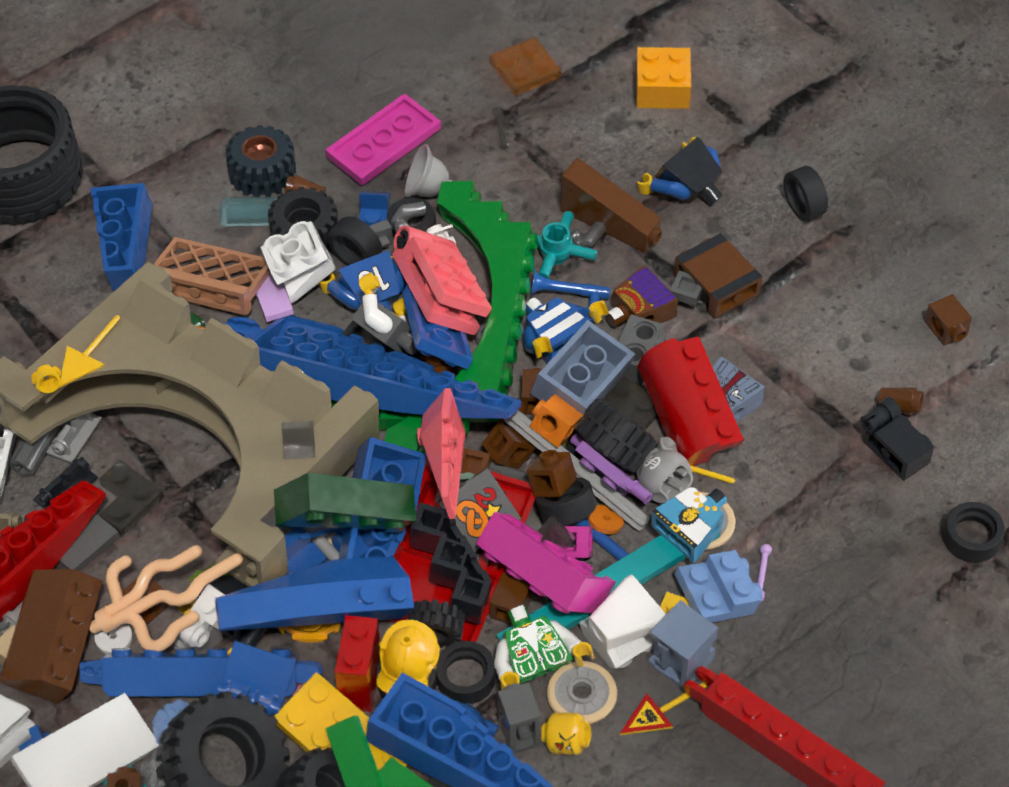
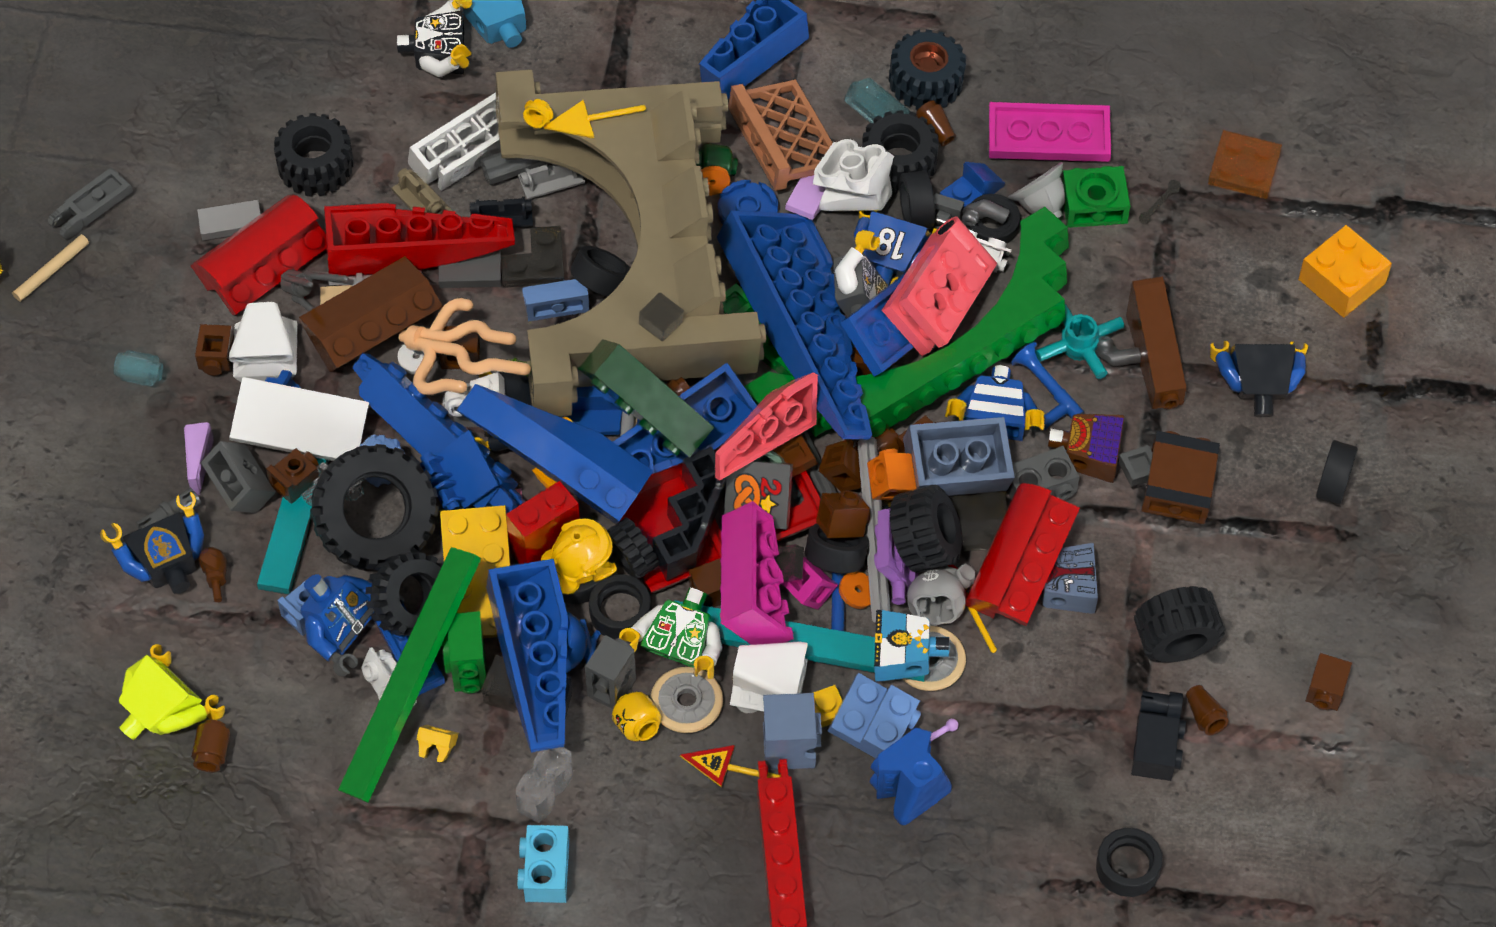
camera: 45 degrees right, 5 degrees up
(173, 510) = (555, 299): none -> medium blue panel
(191, 462) = (598, 270): none -> black tyre
(464, 151) = (1105, 185): none -> green brick
(790, 600) = (910, 775): none -> blue piece
(833, 358) = (1179, 624): none -> black tyre

